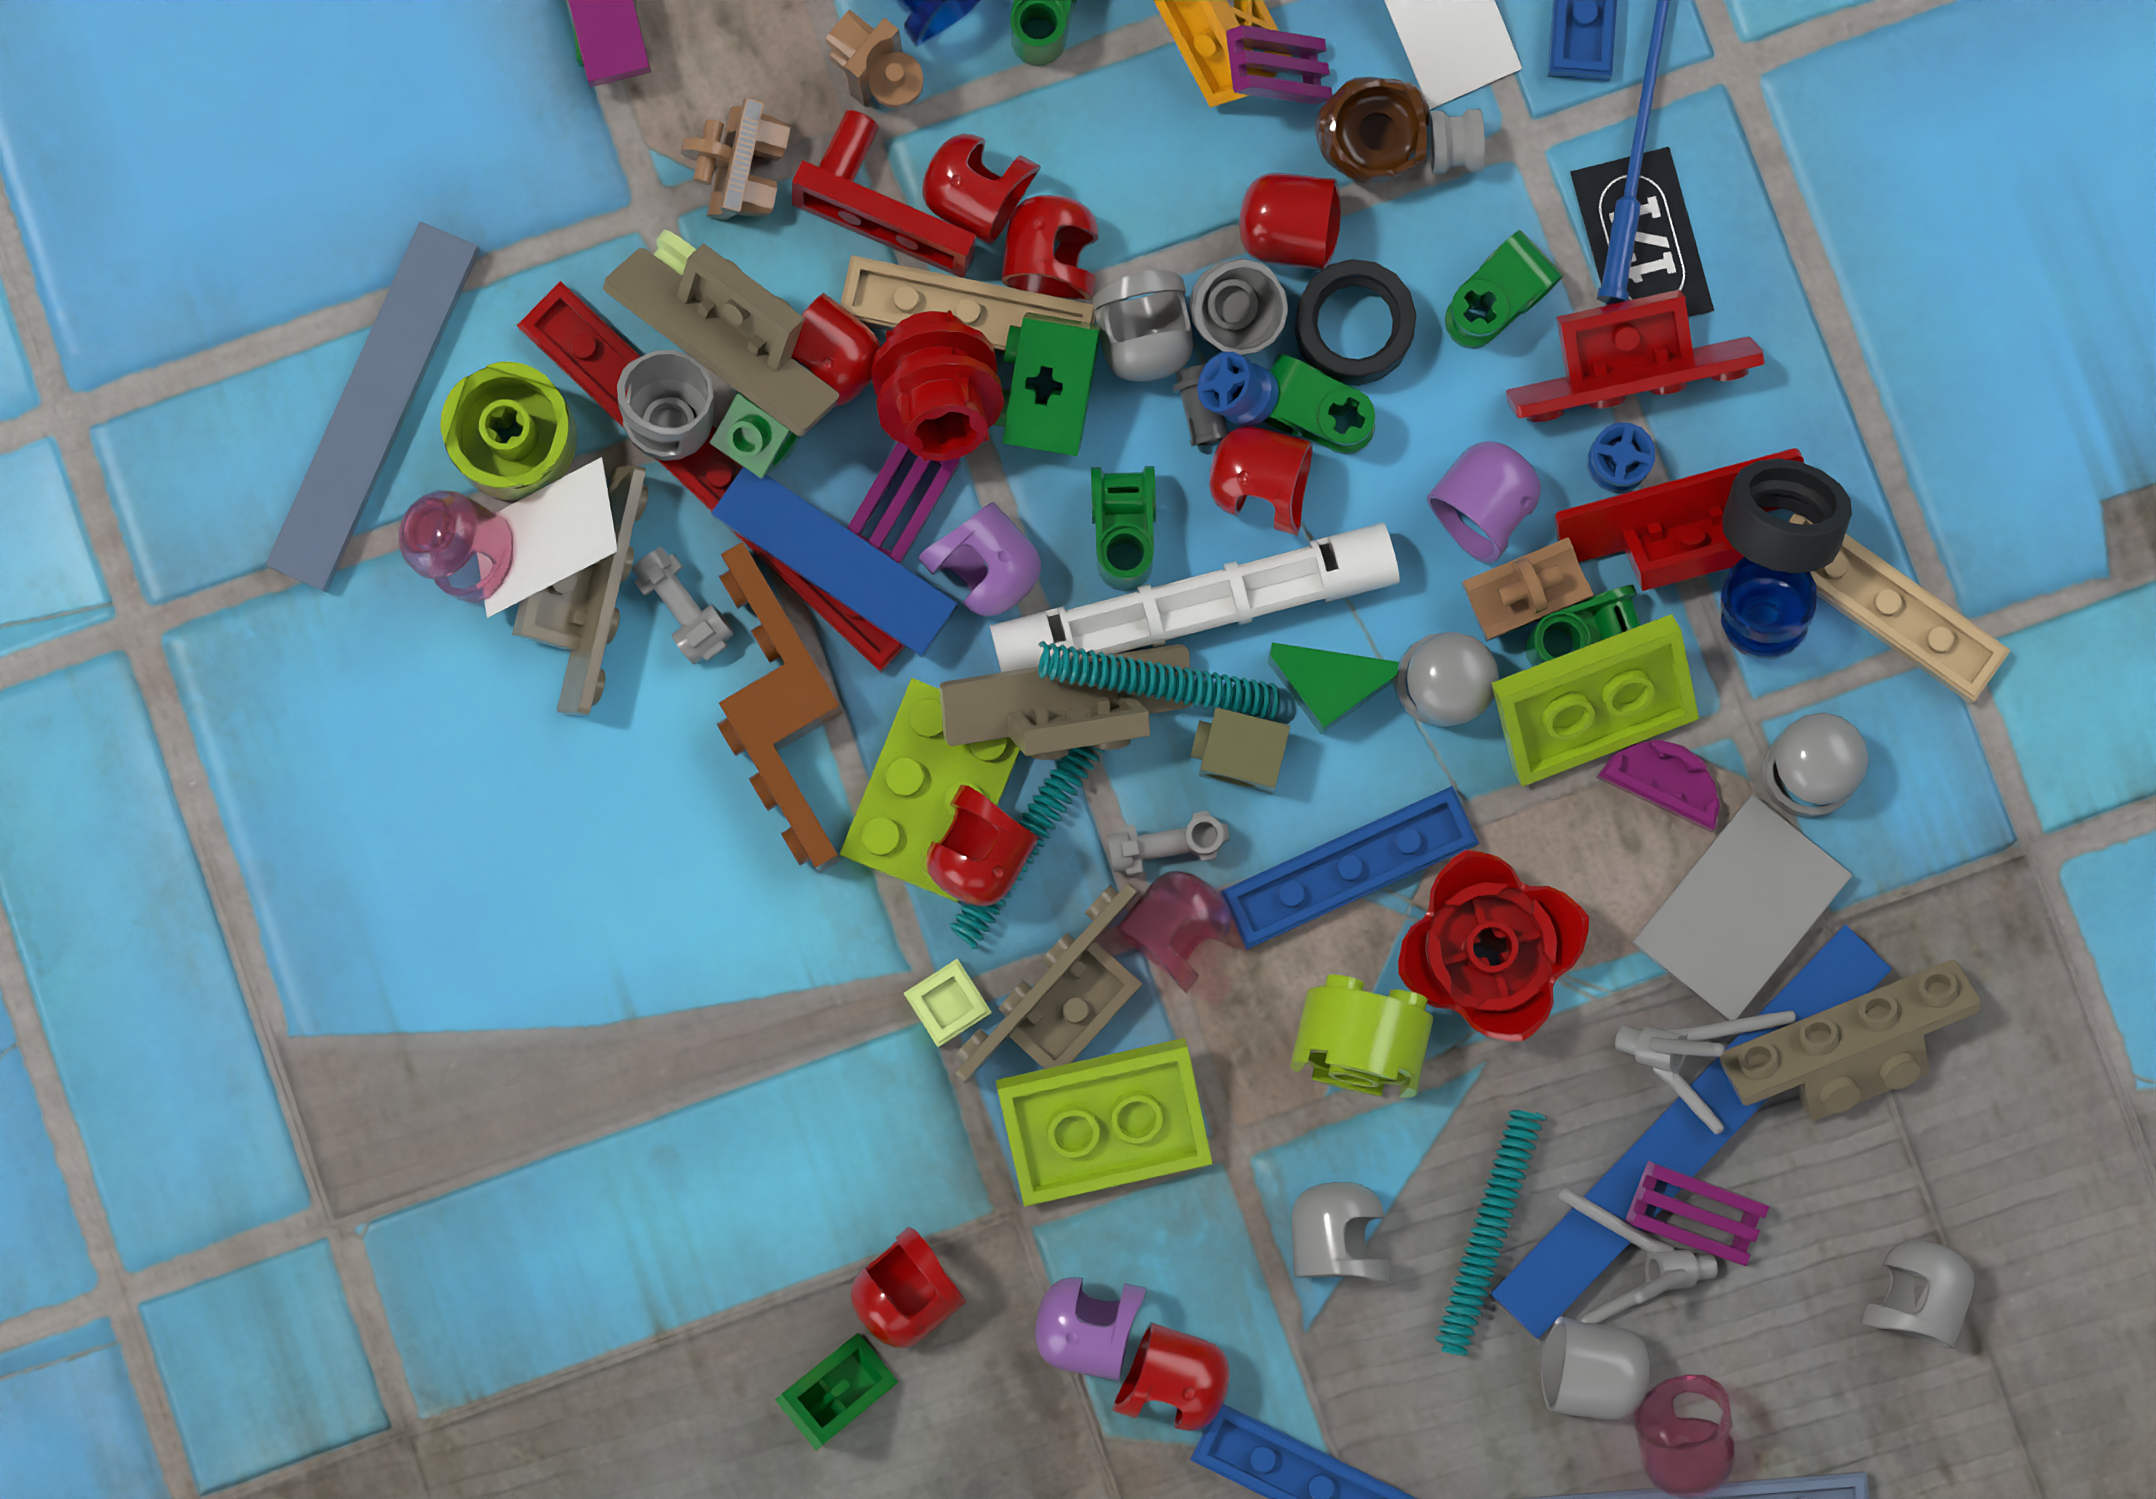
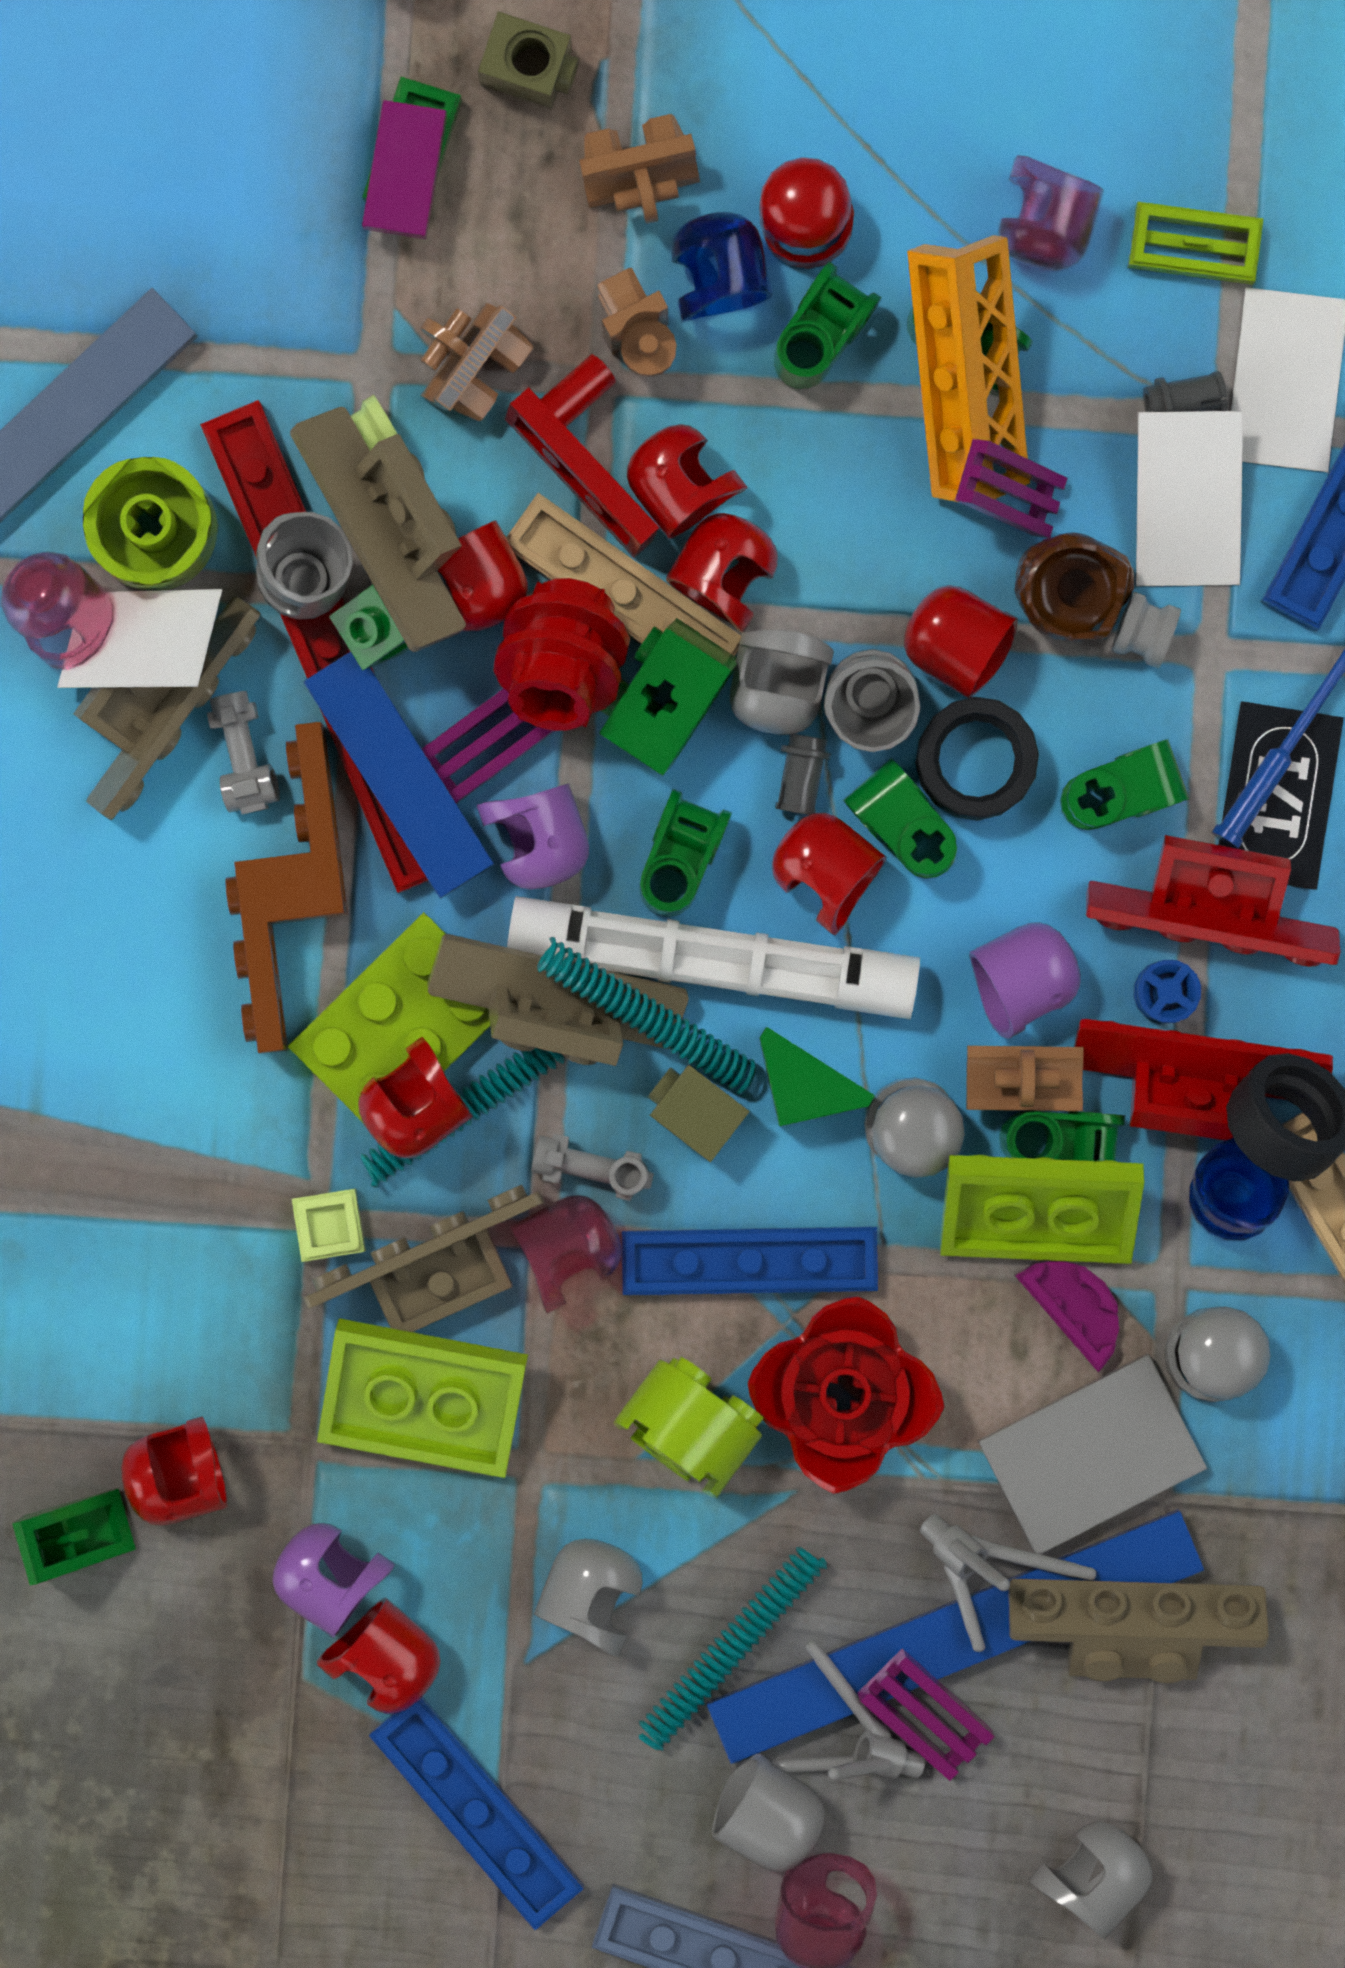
camera: 25 degrees right, 5 degrees up
(1233, 376) = (833, 762): blue wheel -> none

